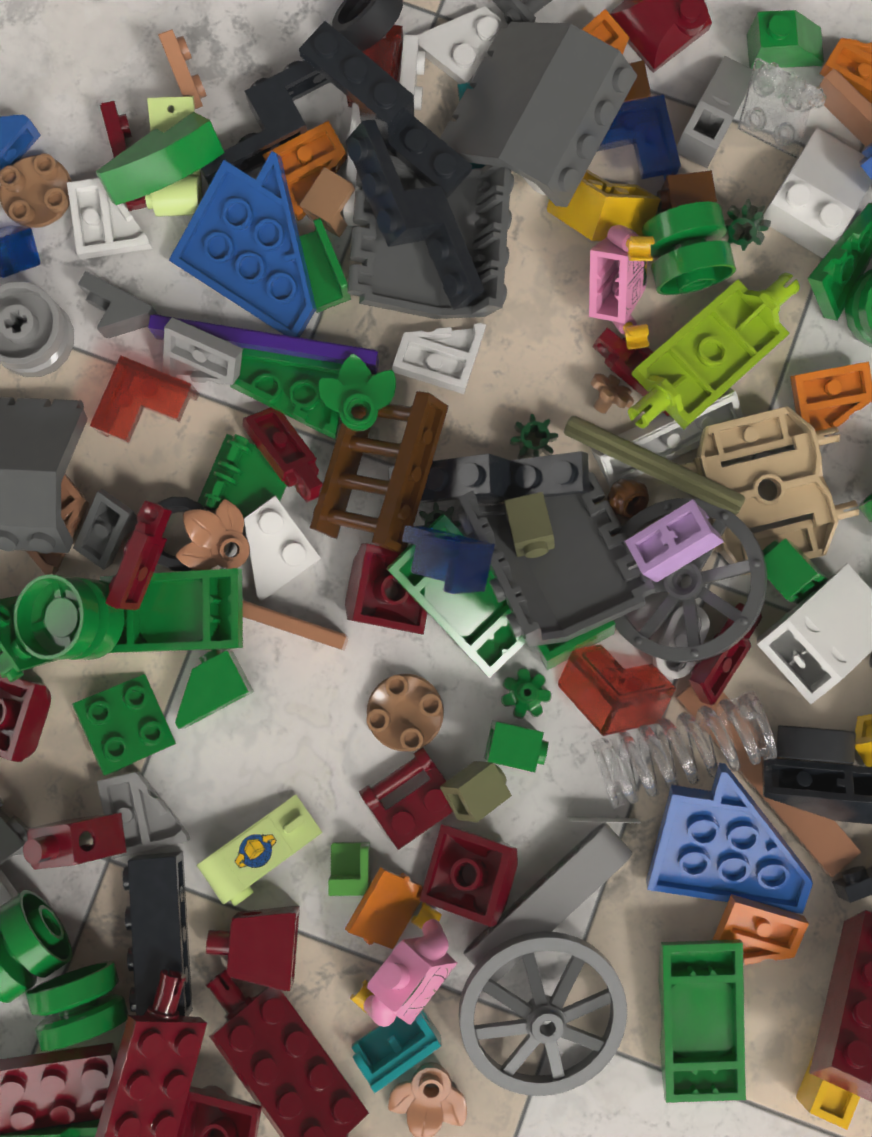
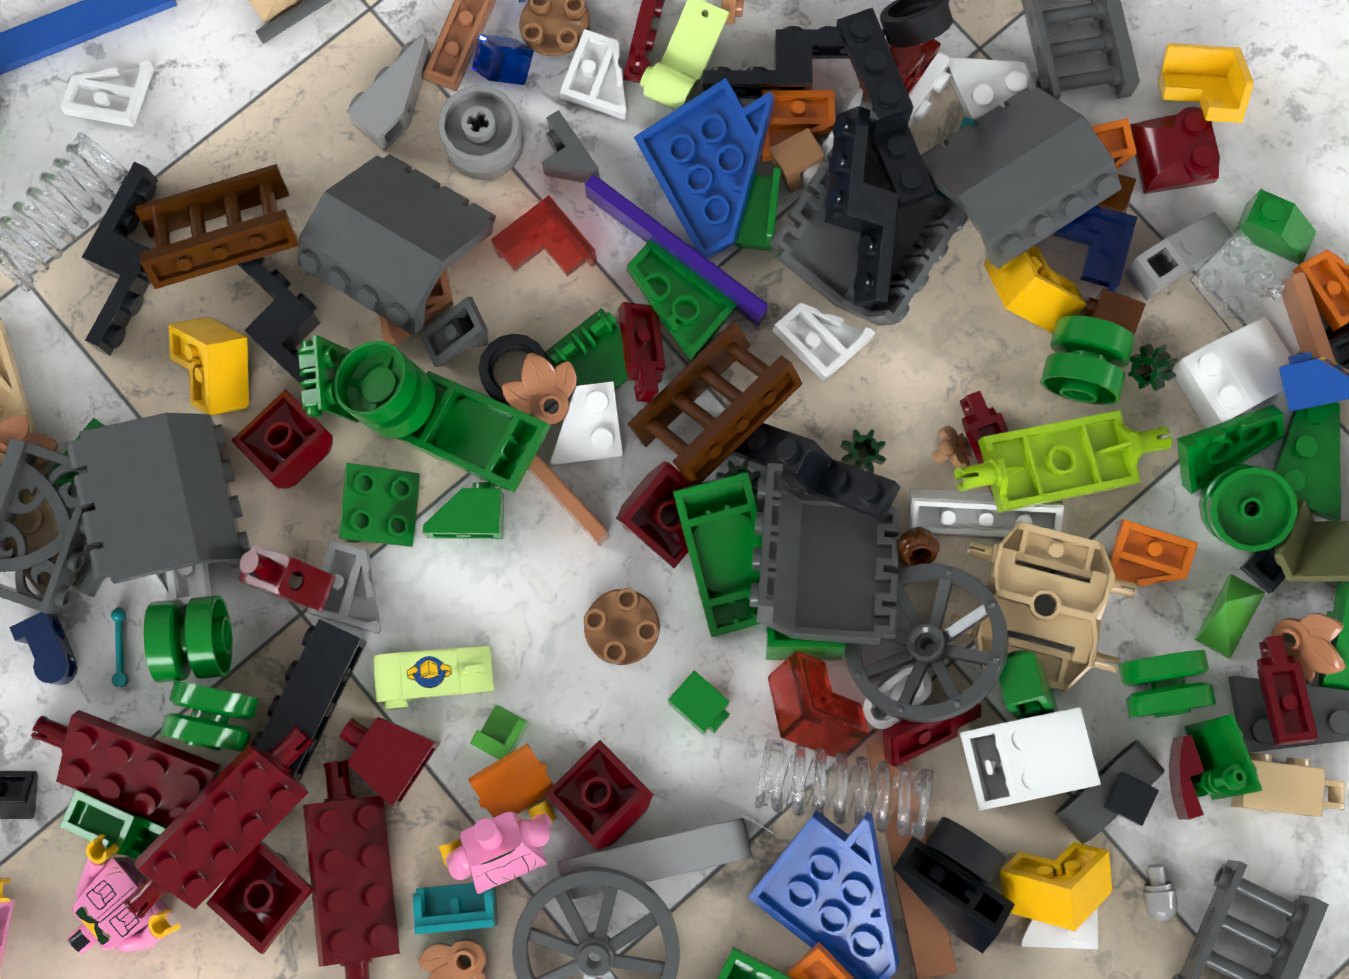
camera: 35 degrees right, 5 degrees down
(139, 558) = (471, 371): dark red hinge -> none
(160, 159) = (673, 50): green slope -> none
(199, 354) = (615, 229): light grey wing -> none
(357, 388) = (733, 327): green plate -> none
(416, 810) = (585, 716): dark red plate -> none
(450, 558) = (730, 509): clear blue panel -> none
(476, 791) = (645, 725): olive brick -> none
(519, 700) = (732, 676): green plant -> none
(530, 525) = (817, 522): olive brick -> none
(619, 281) = (1010, 355): bright pink torso -> none
(654, 465) = (954, 529): olive axle -> none
(673, 541) = (933, 602): lavender hinge -> none

